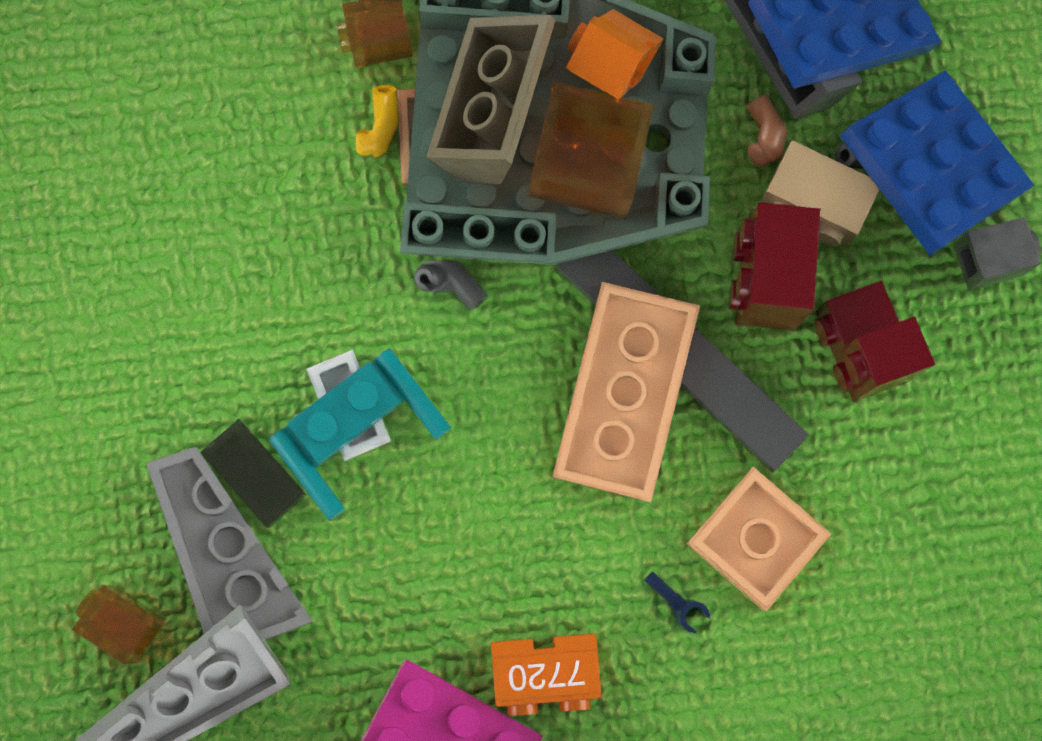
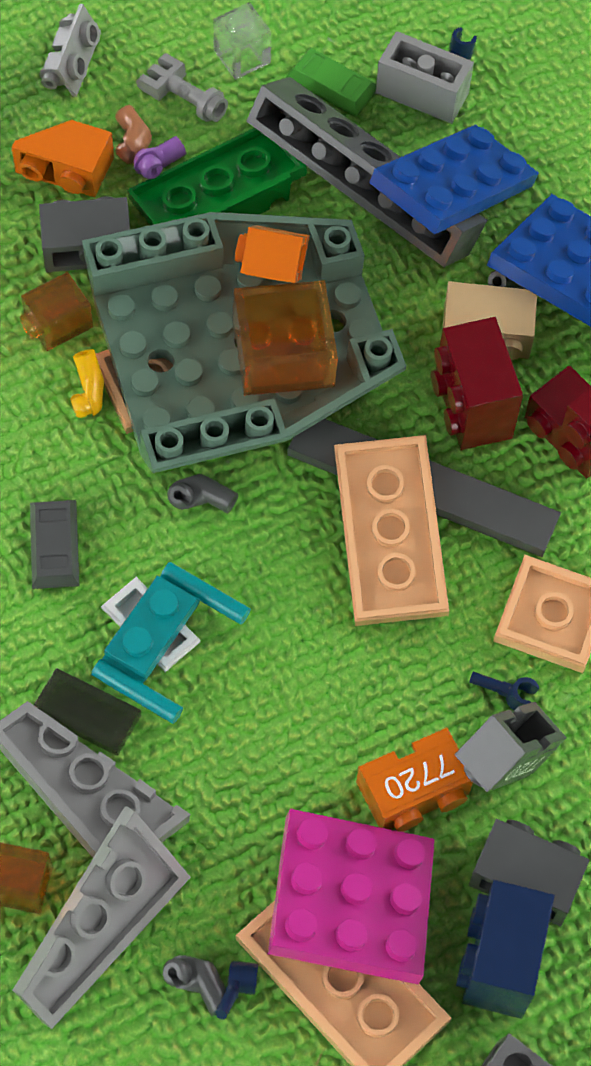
camera: 20 degrees left, 15 degrees down
(287, 283) = (54, 544): none -> dark grey tile
(489, 96) = (185, 320): dark tan slope -> none
(650, 681) = (509, 746): none -> brick
(771, 135) = (428, 287): nougat arm -> none

